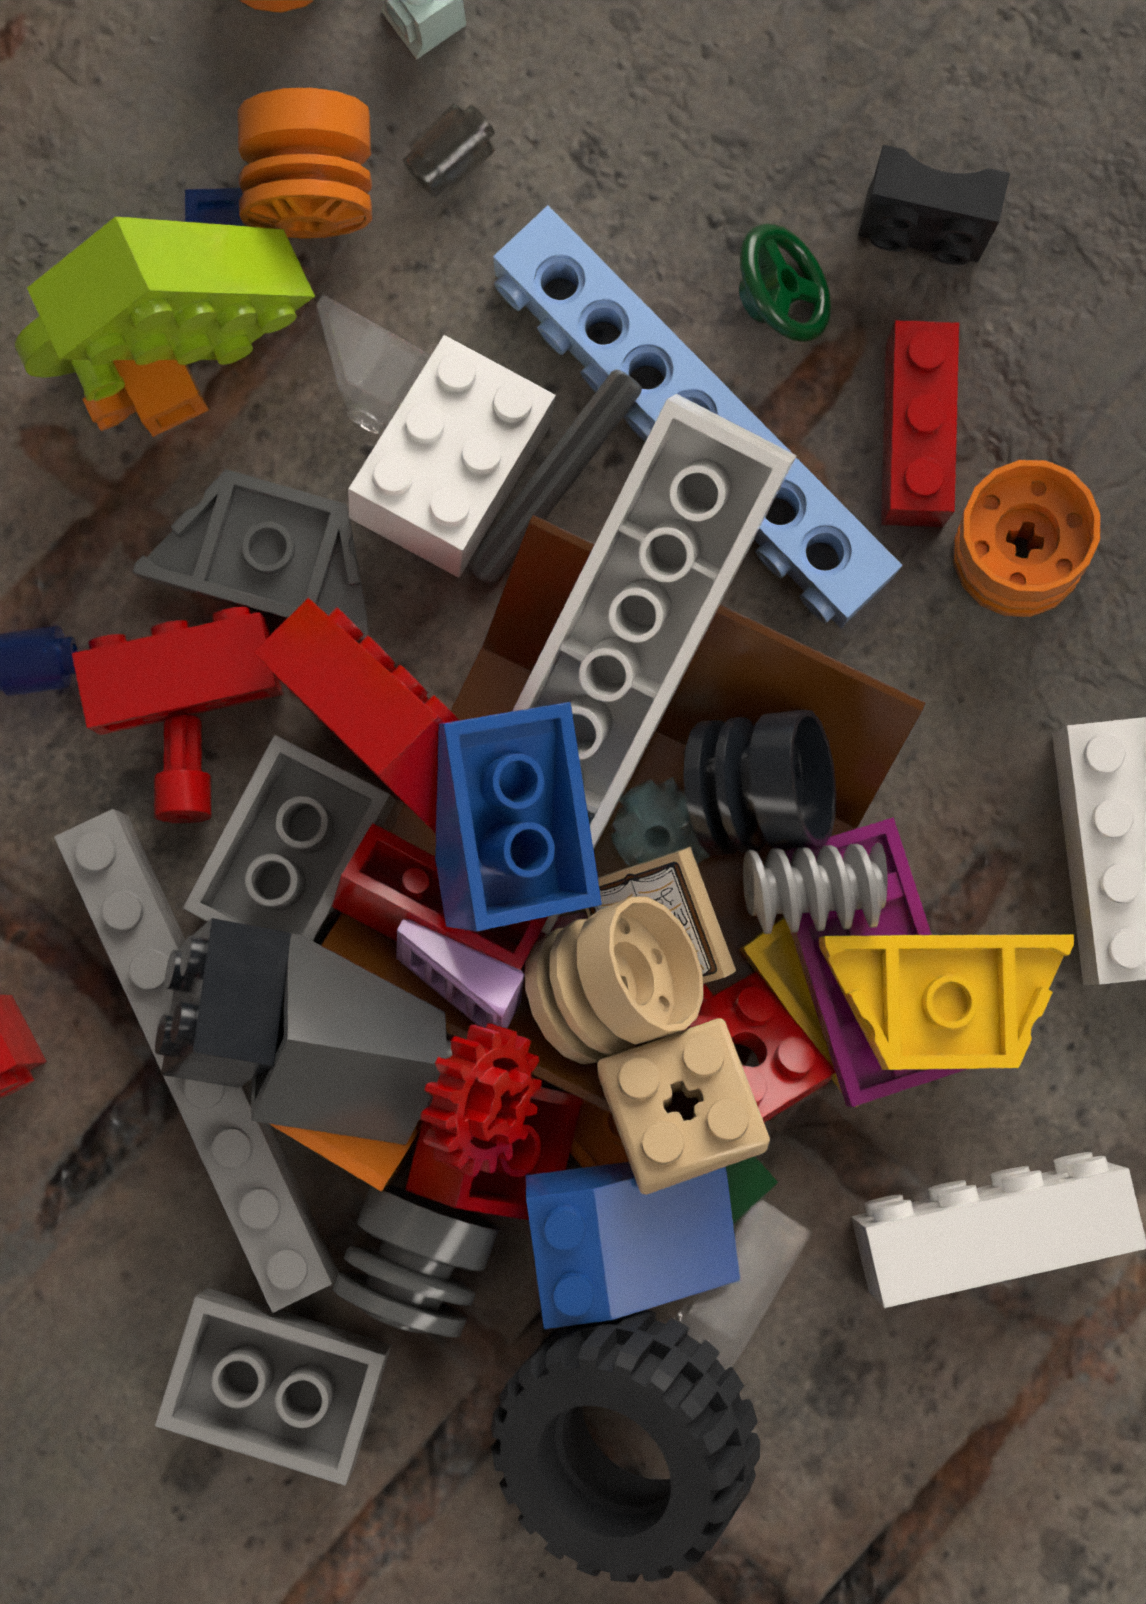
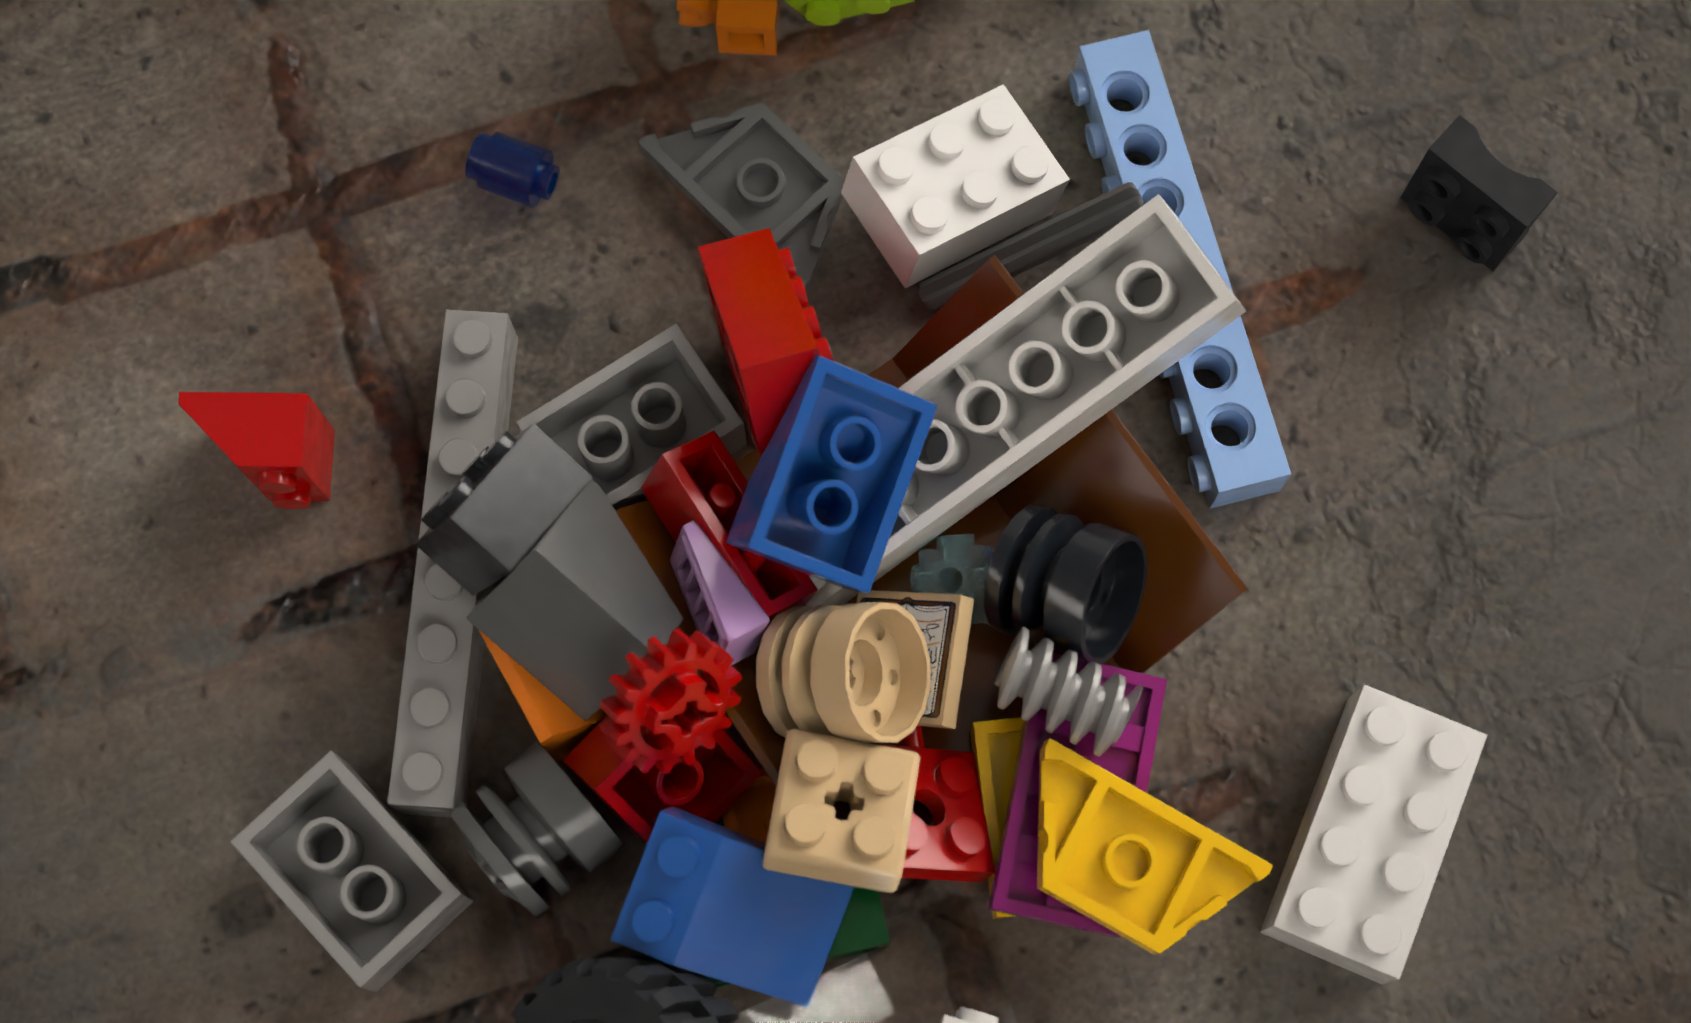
camera: 25 degrees right, 10 degrees down
(174, 671) = (623, 240): red brick -> none
(182, 789) = (576, 334): red piece -> none
(369, 364) = (927, 76): clear slope -> none
(772, 285) = (1307, 195): dark green piece -> none
(920, 423) = (1370, 370): red brick -> none
(1048, 510) = (1418, 477): orange wheel -> none

